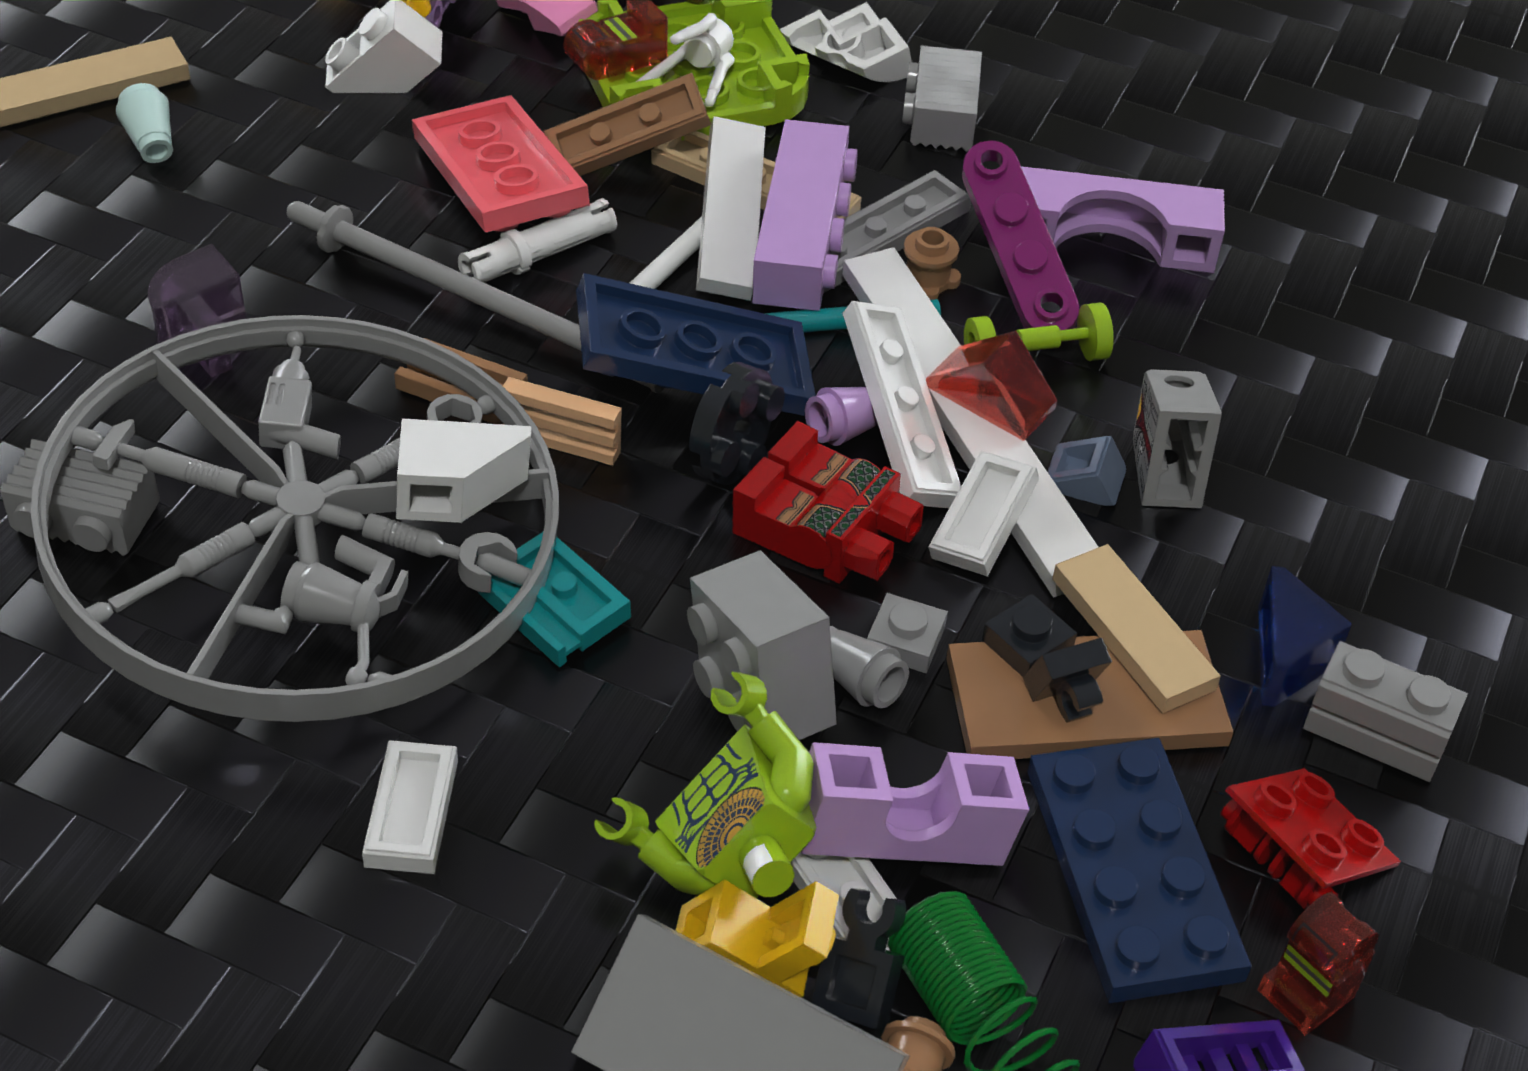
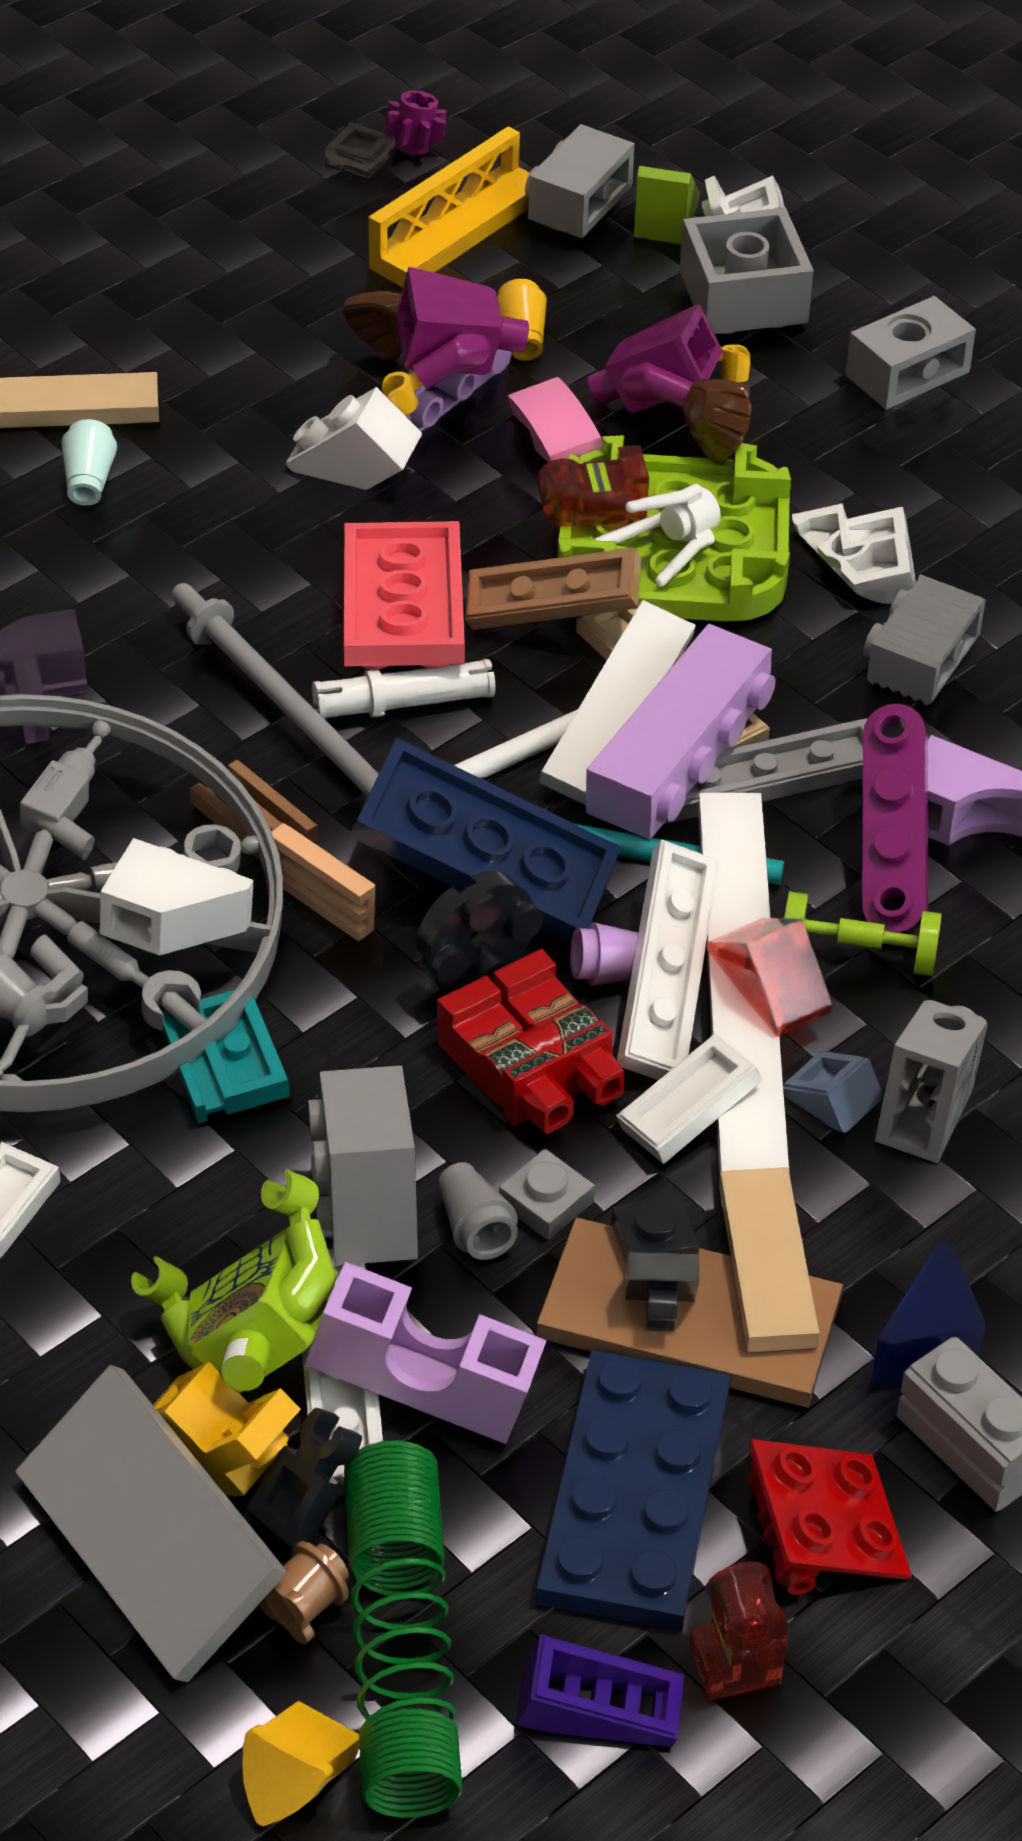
camera: 25 degrees right, 0 degrees up
(930, 260) = (796, 820): medium nougat brick -> none

